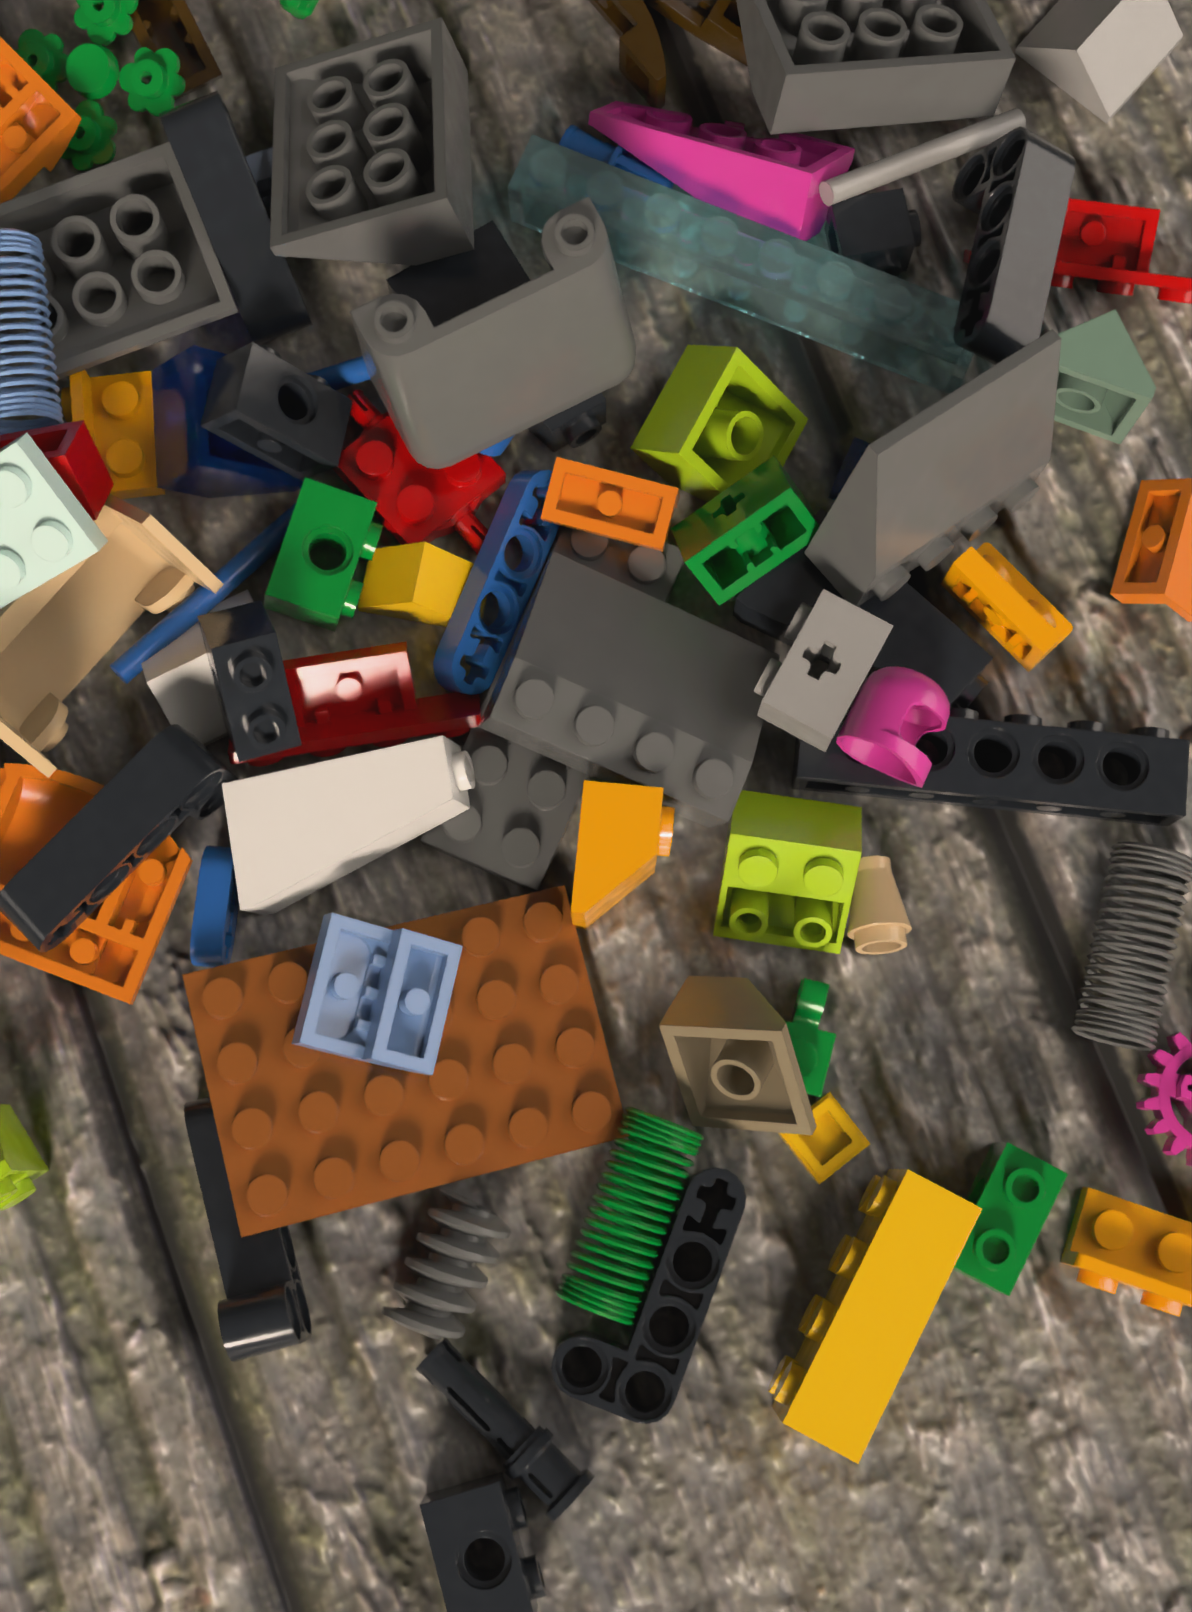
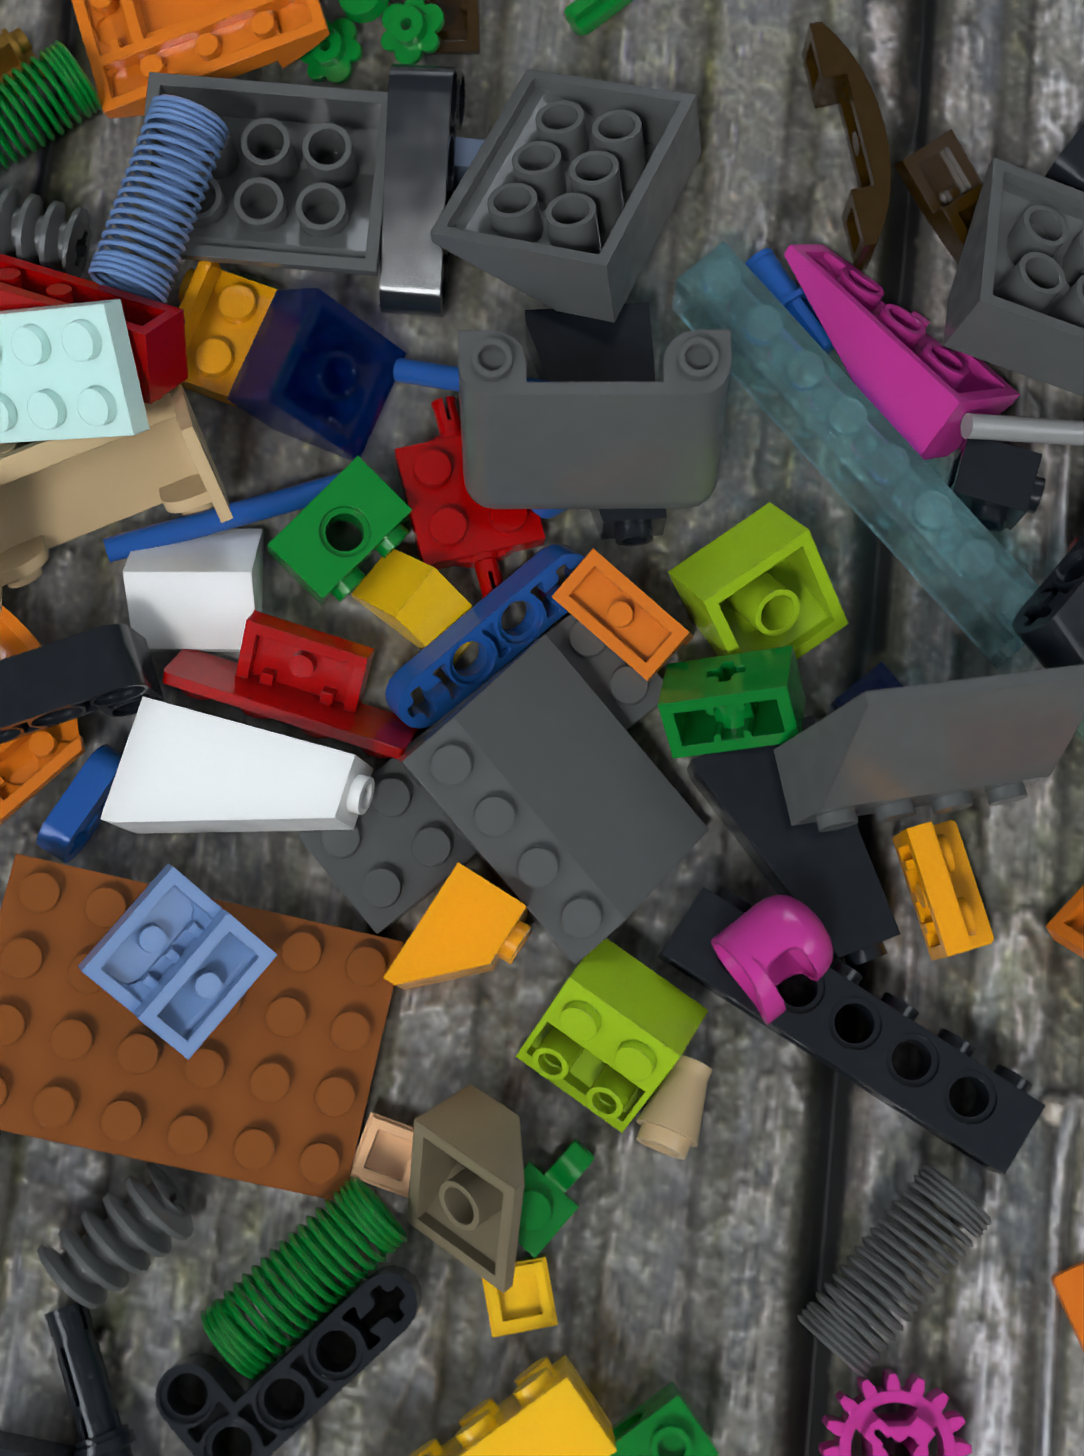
camera: 25 degrees right, 0 degrees up
(250, 680) = (211, 616): black brick -> none
(277, 411) = (335, 371): black brick -> none
(646, 1076) = (385, 1154): none -> light nougat tile
(844, 638) = (771, 856): light grey brick -> none

